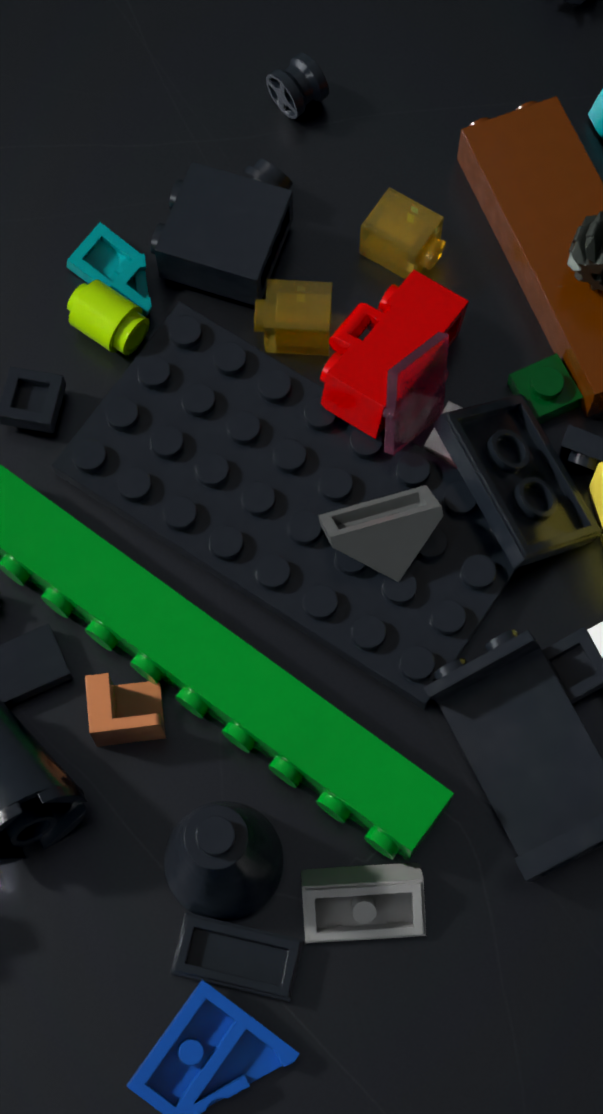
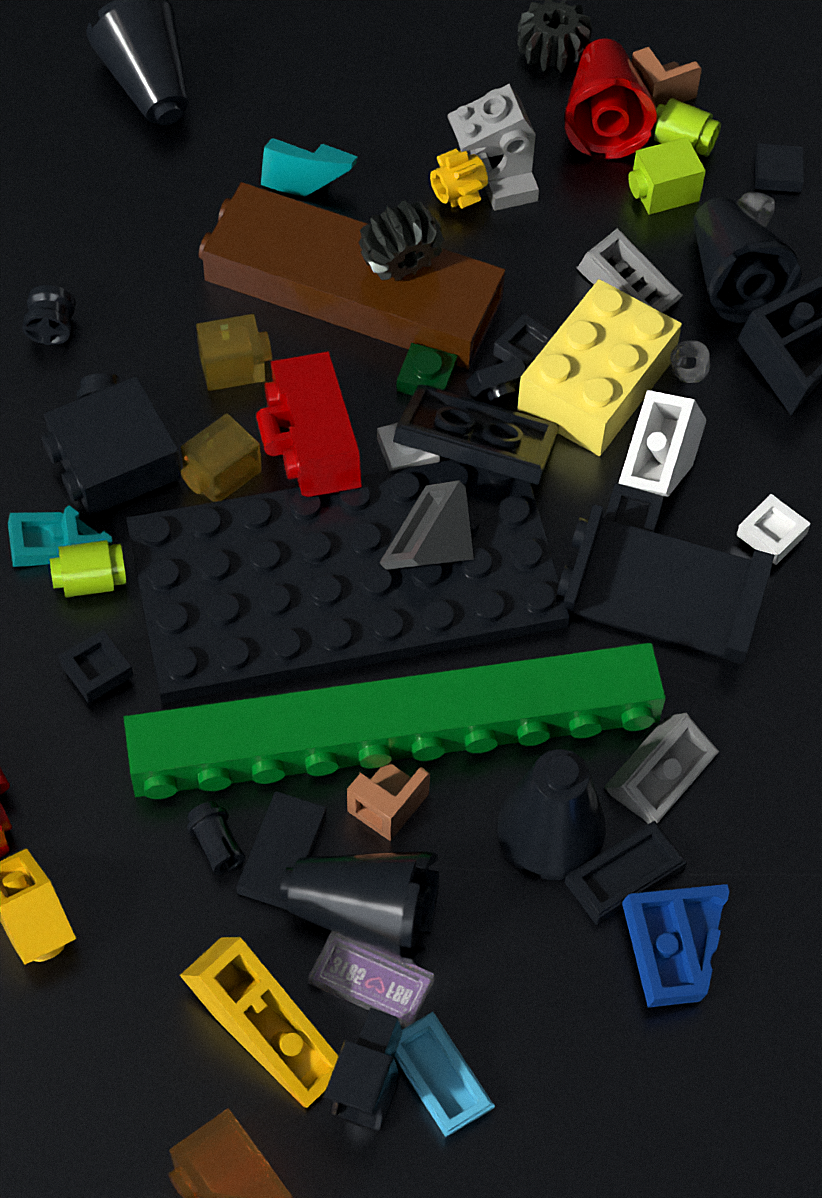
camera: 50 degrees left, 10 degrees down
(415, 392) = (362, 432): clear pink piece -> none

